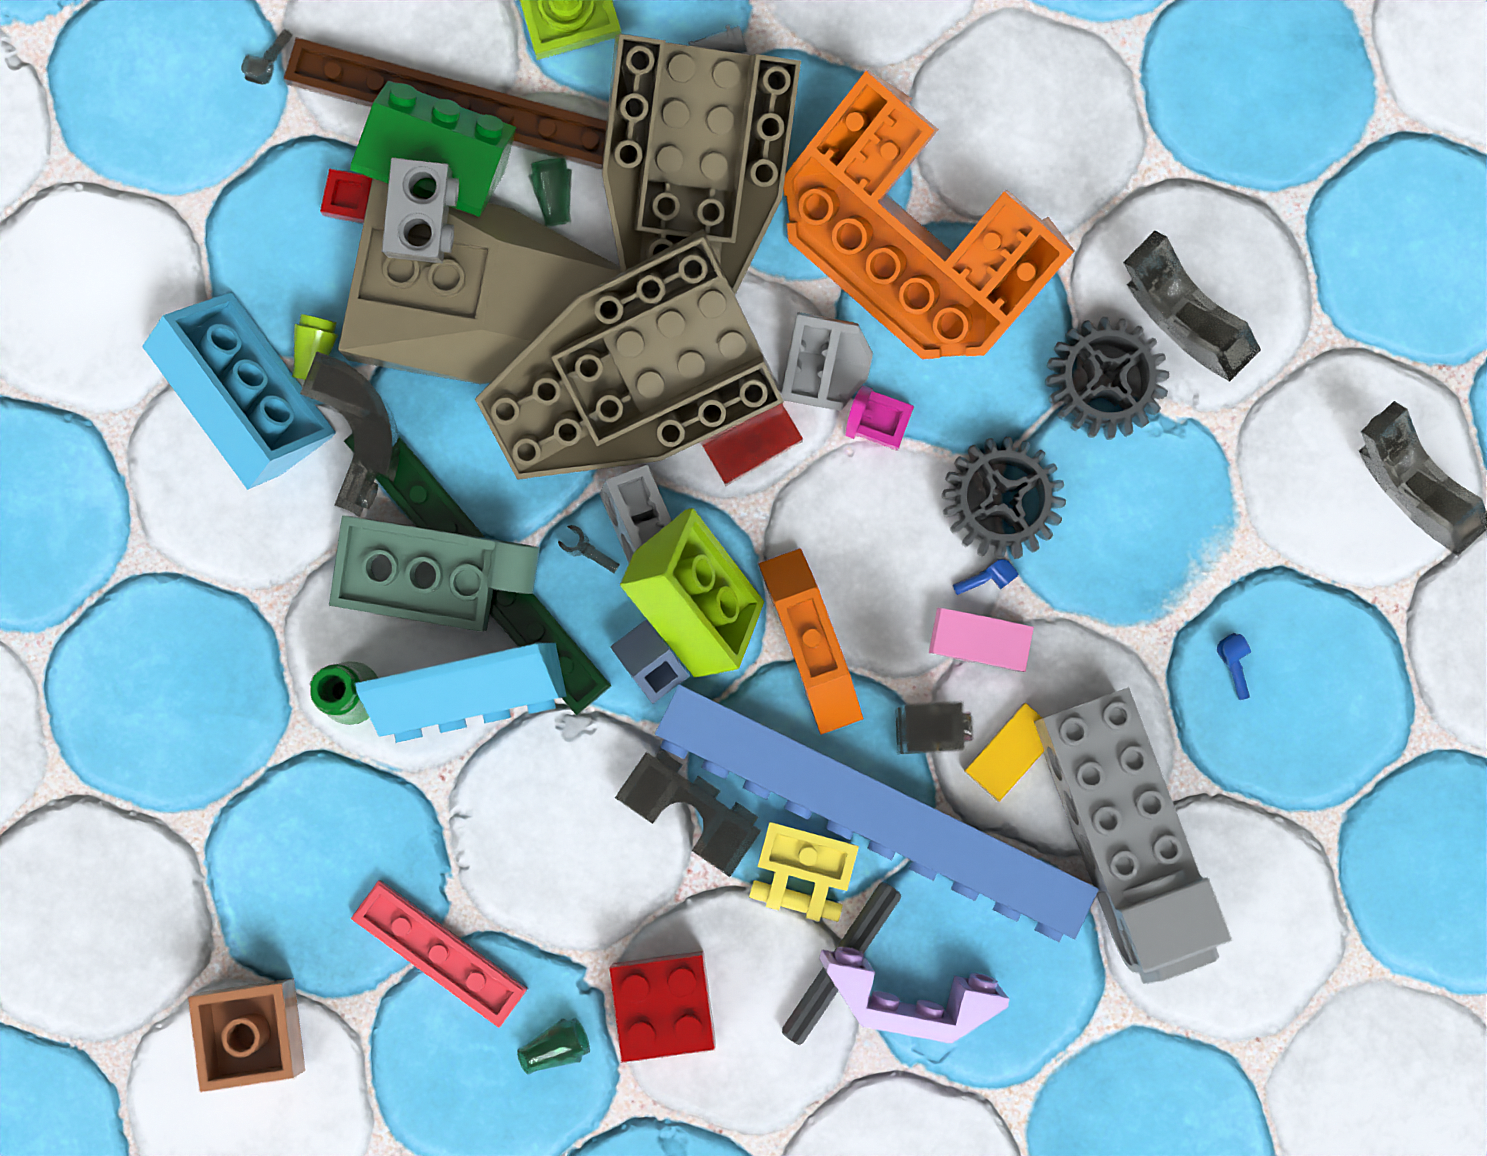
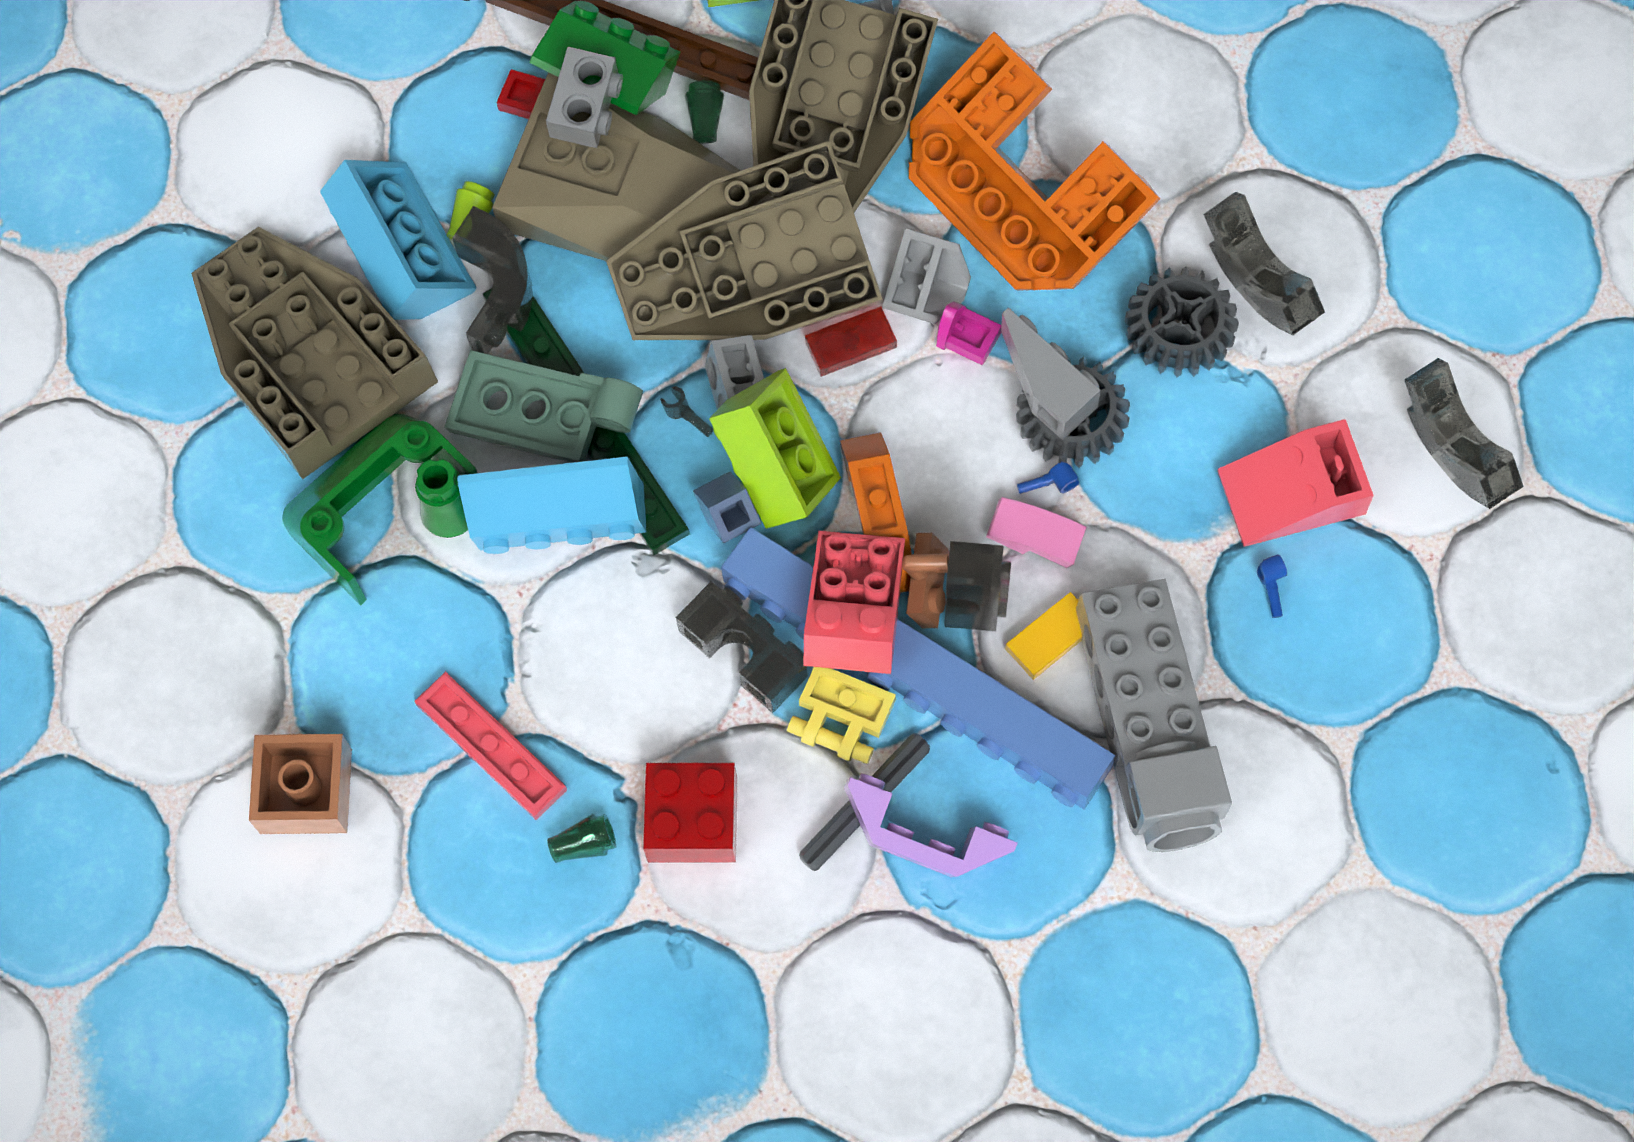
camera: 10 degrees right, 15 degrees down
(157, 535) = (306, 347): none -> dark tan wedge
(274, 630) = (317, 512): none -> green windscreen
(804, 761) = (853, 602): none -> coral slope
(875, 712) = (927, 574): none -> nougat plate
(980, 483) = (1052, 385): none -> light grey slope
(1251, 554) = (1297, 484): none -> coral slope

